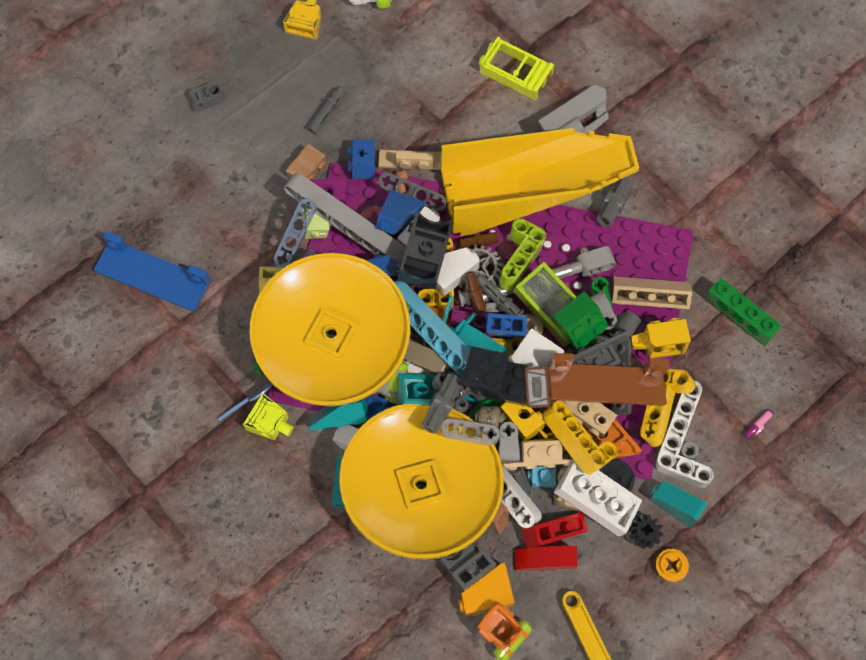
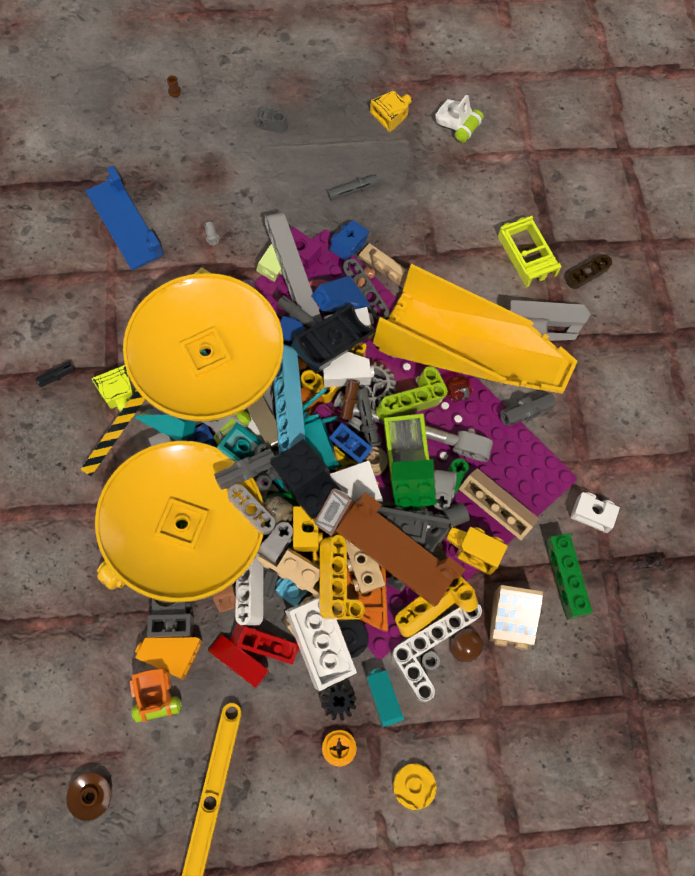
camera: 30 degrees right, 0 degrees up
(95, 125) = (173, 90): none -> reddish brown pin
(204, 444) = (54, 374): none -> black axle
(240, 234) = (212, 236): none -> light grey pin
(255, 395) = (102, 363): medium blue piece -> none
(292, 232) = (243, 254): sand blue beam -> none
(296, 446) = (113, 433): none -> sticker
(308, 163) = (304, 217): medium nougat brick -> none
(378, 249) = (296, 312): none -> dark grey pin
(392, 567) = (108, 578): none -> yellow head
(478, 240) = (390, 363): reddish brown pin -> none
(550, 222) = (458, 389): none -> clear red head
(576, 46) = (585, 278): none -> dark brown beam
(706, 420) = (466, 645): none -> reddish brown hair
(718, 254) = (584, 513): none -> white brick
(727, 370) = (515, 616): none -> slope
(748, 551) = (414, 786): none -> yellow tile
(759, 424) = (507, 684): piece -> none

